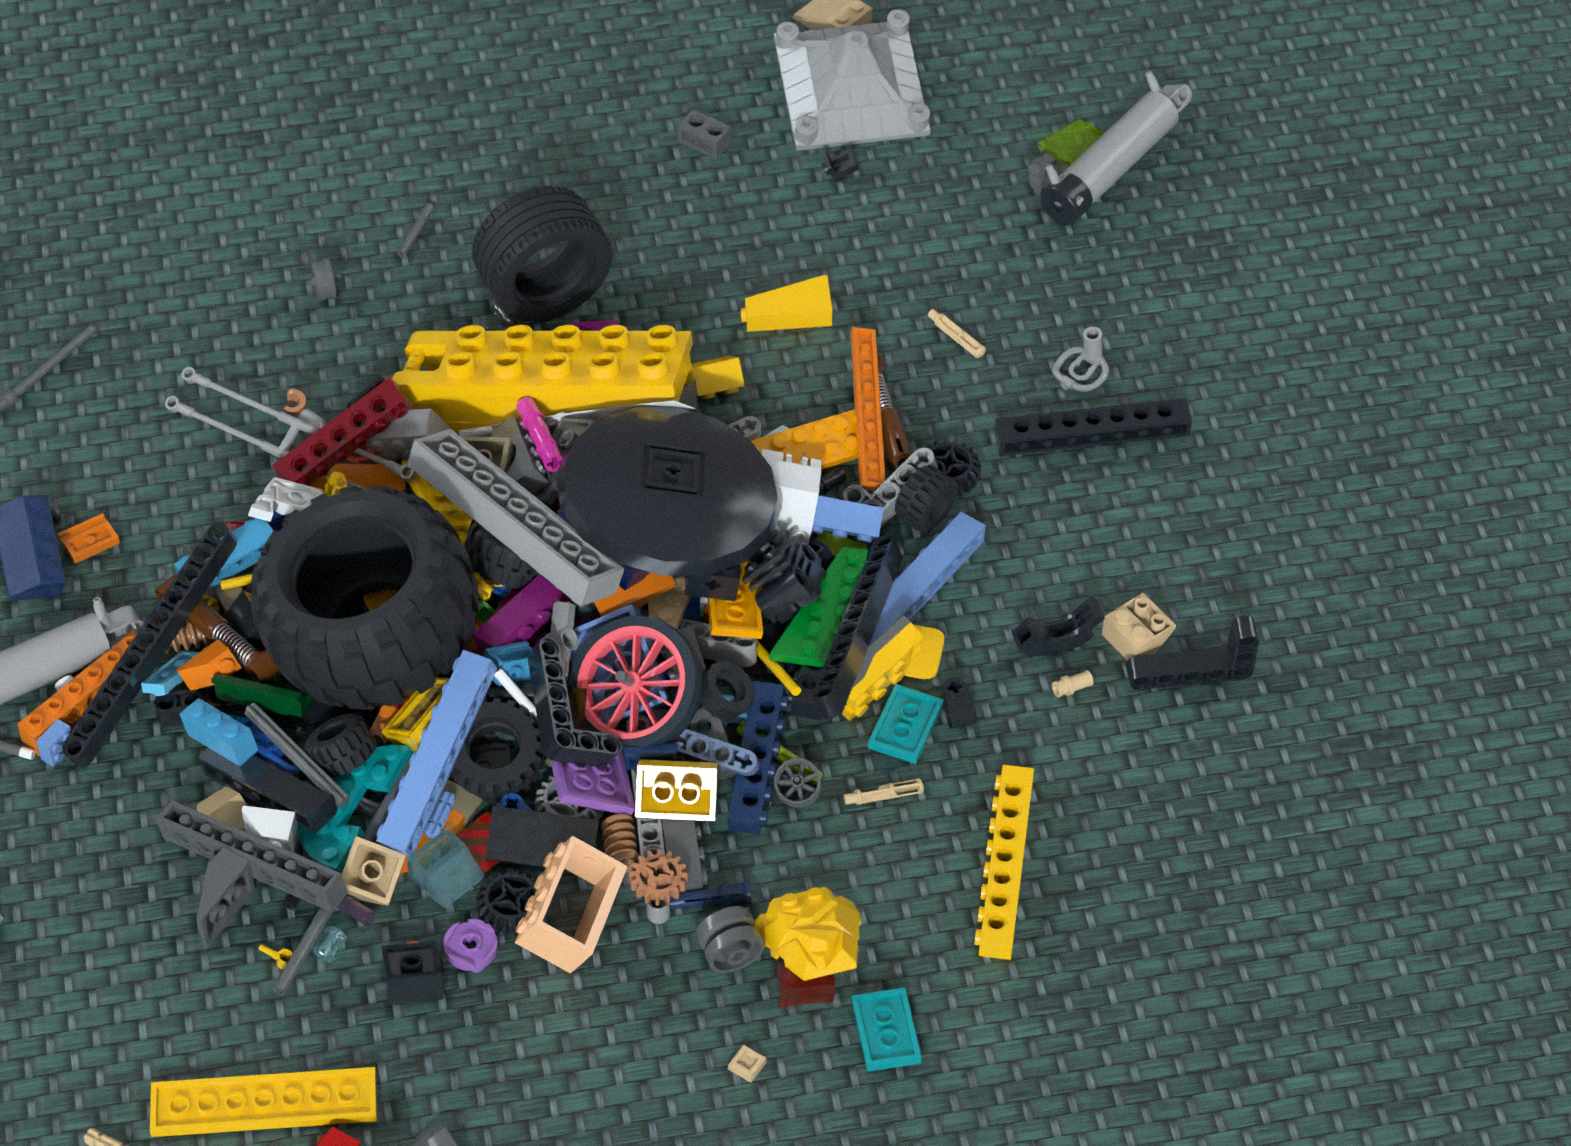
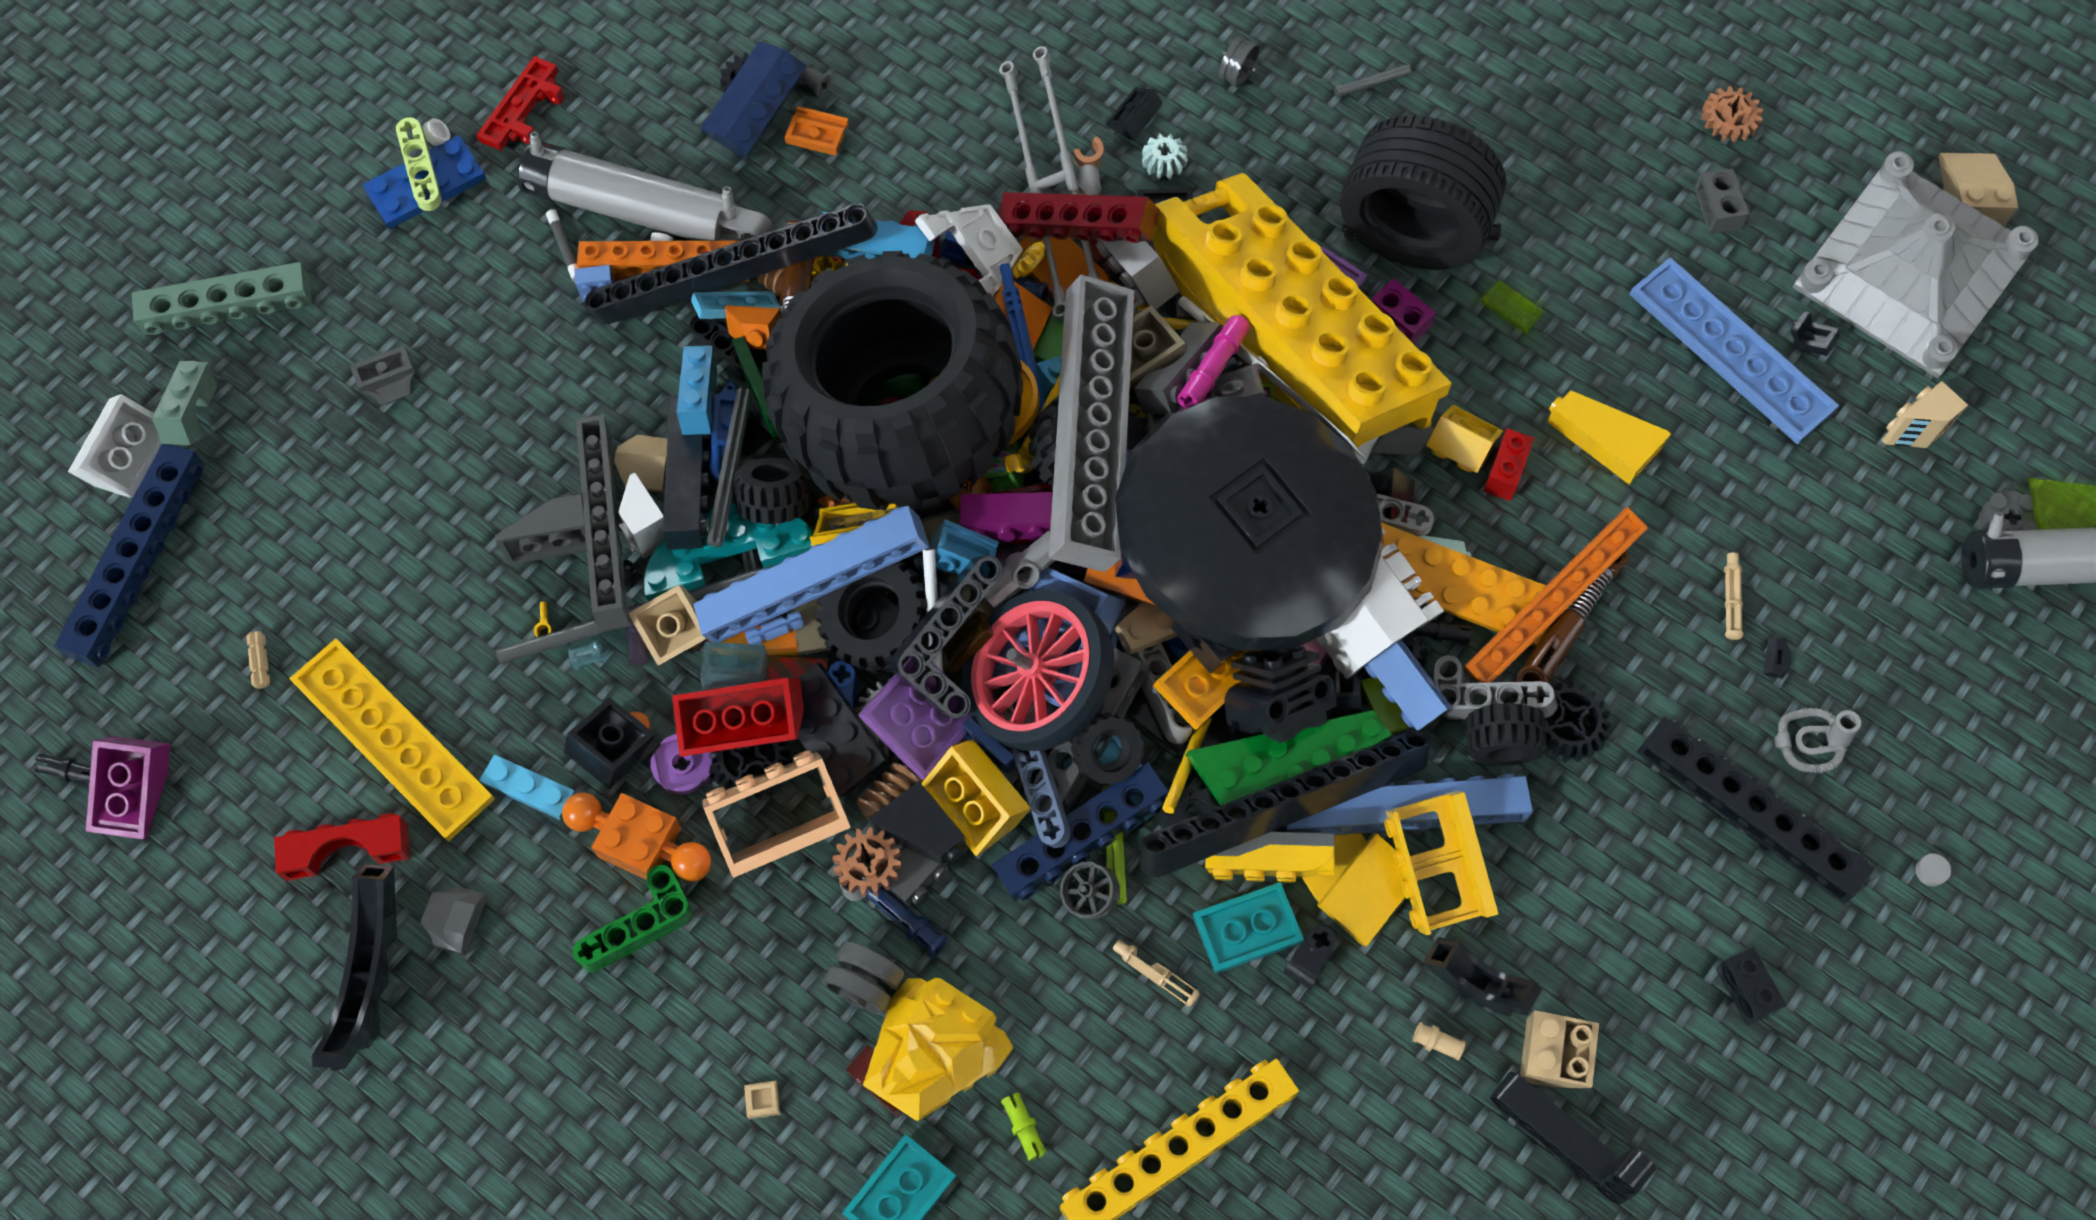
camera: 50 degrees right, 15 degrees up
(286, 364) = (1135, 112): none -> black slope
(341, 371) = (1164, 156): none -> light aqua gear
(389, 1046) = (526, 786): none -> medium azure plate
(482, 875) = (738, 716): none -> red slope
(496, 1003) = (636, 836): none -> orange brick
(555, 1051) = (631, 924): none -> green beam
(653, 286) = (1512, 307): none -> clear neon green tile
(654, 82) = (1740, 123): none -> nougat gear
(667, 829) = (920, 825): none -> black slope
(757, 367) = (1508, 464): none -> red brick
(804, 207) = (1734, 350): none -> medium blue plate
(909, 932) = (1024, 1126): none -> lime pin
(947, 644) = (1365, 891): none -> yellow tile
(951, 155) = (1926, 418): none -> tan slope
(975, 580) = (1458, 855): none -> yellow window
(1015, 345) = (1777, 658): none -> black piece
(1193, 511) = (1750, 986): none -> black brick
(1213, 378) = (1933, 870): none -> light grey tile

